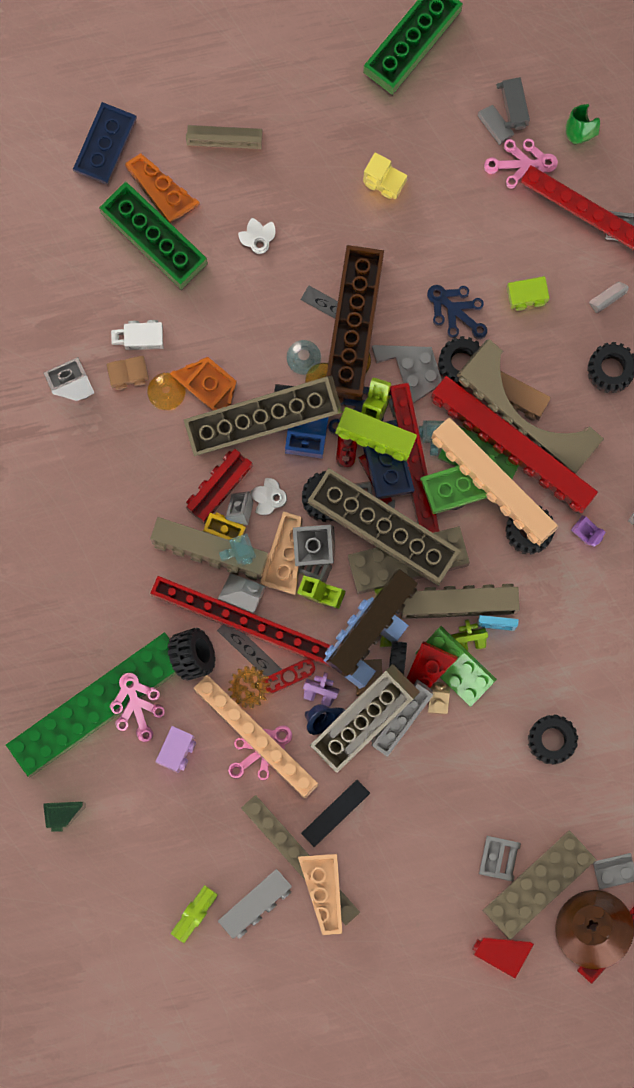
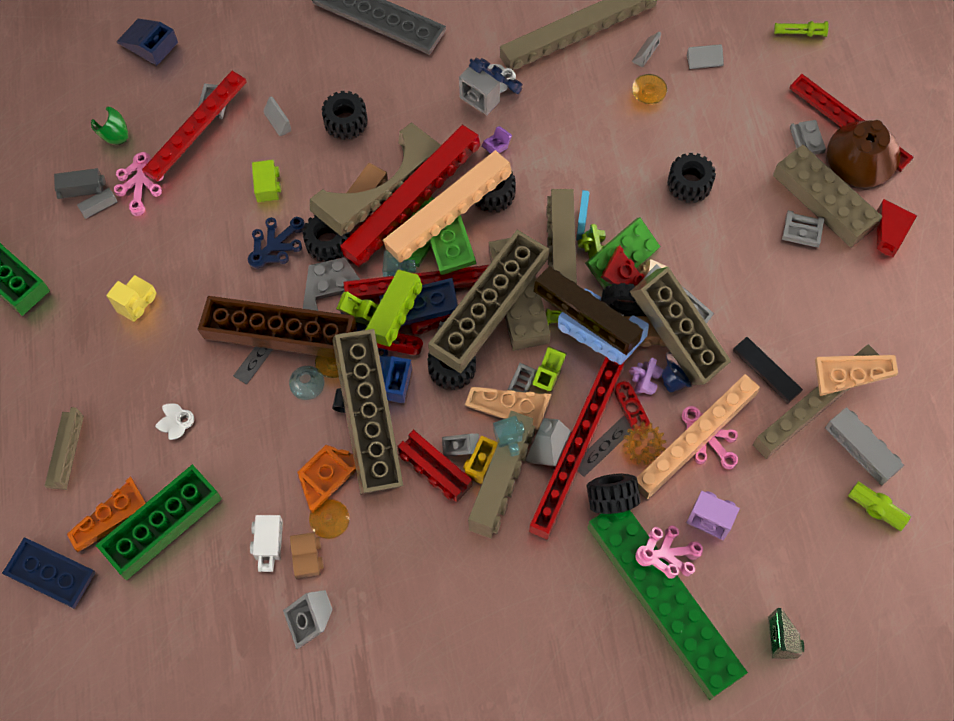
camera: 85 degrees left, 15 degrees down
(265, 497) = (448, 422): white plate -> none
(314, 545) = (502, 373): light grey slope -> none

